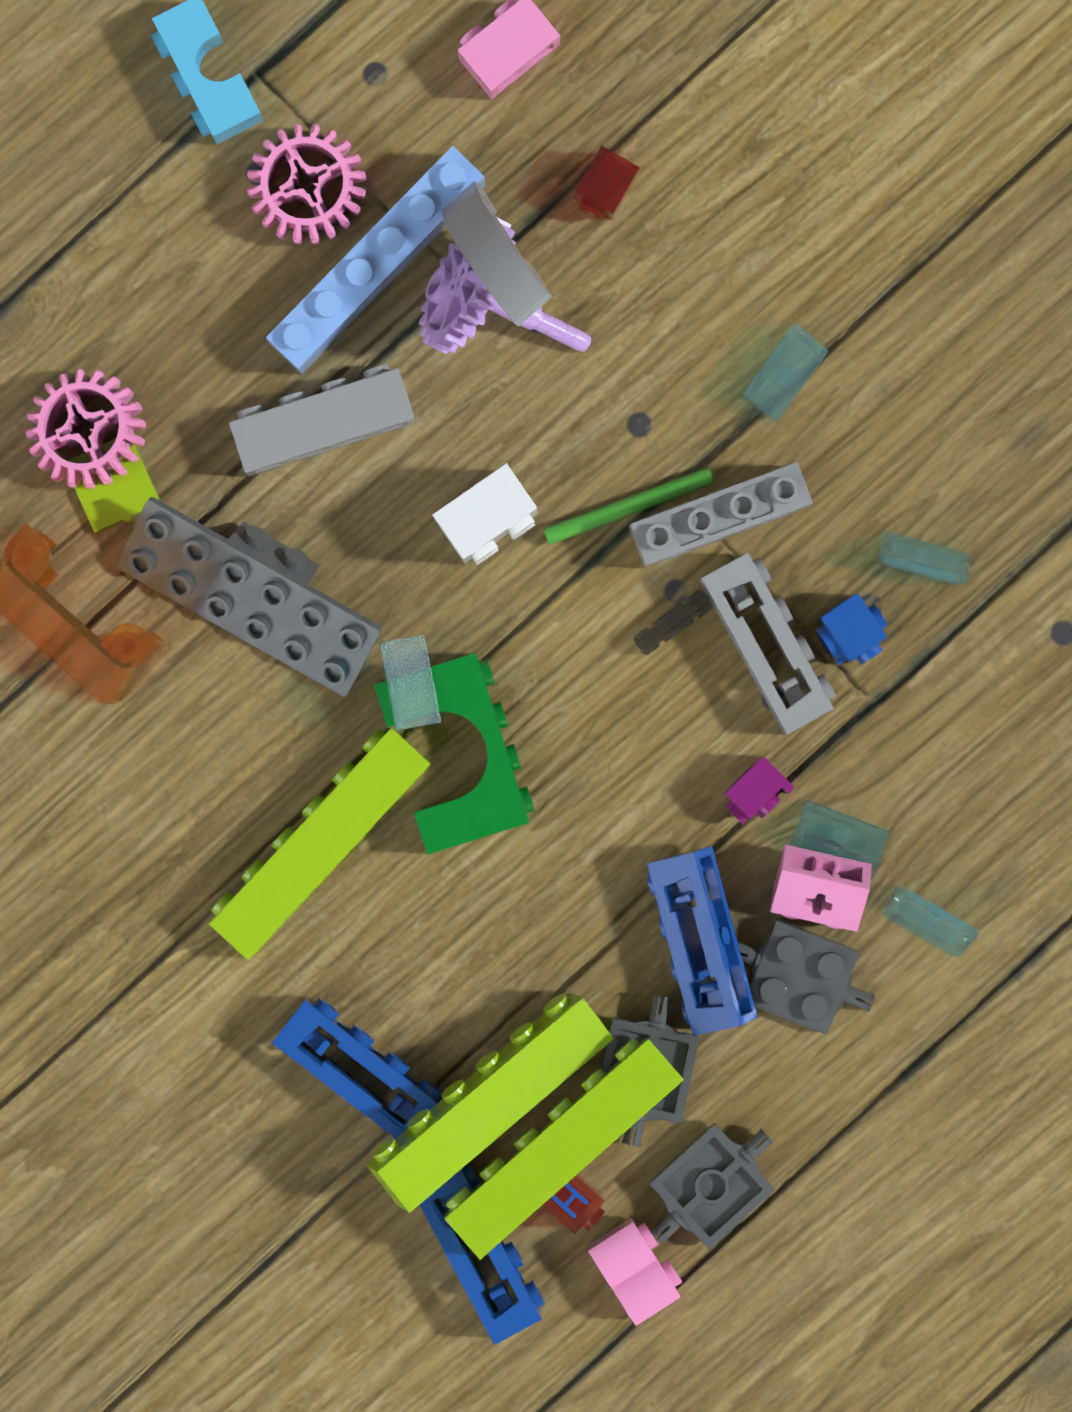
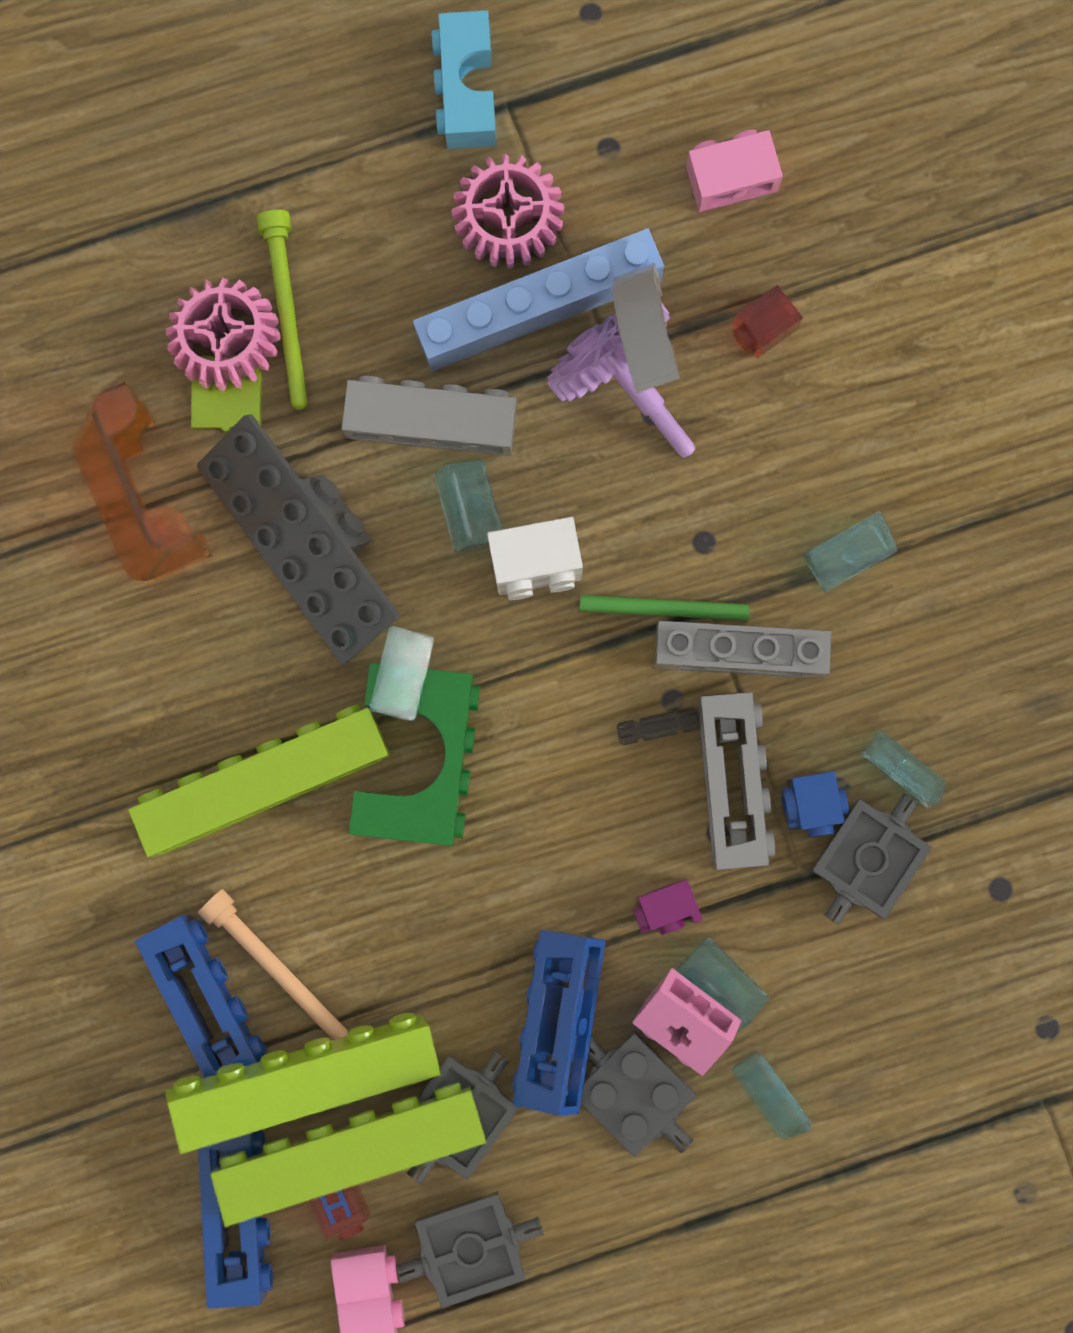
camera: 25 degrees right, 5 degrees down
(87, 303) = (274, 228): none -> lime piece
(340, 982) = (222, 913): none -> light nougat piece
(397, 489) = (467, 504): none -> clear light blue slope
(928, 659) = (871, 858): none -> dark grey plate

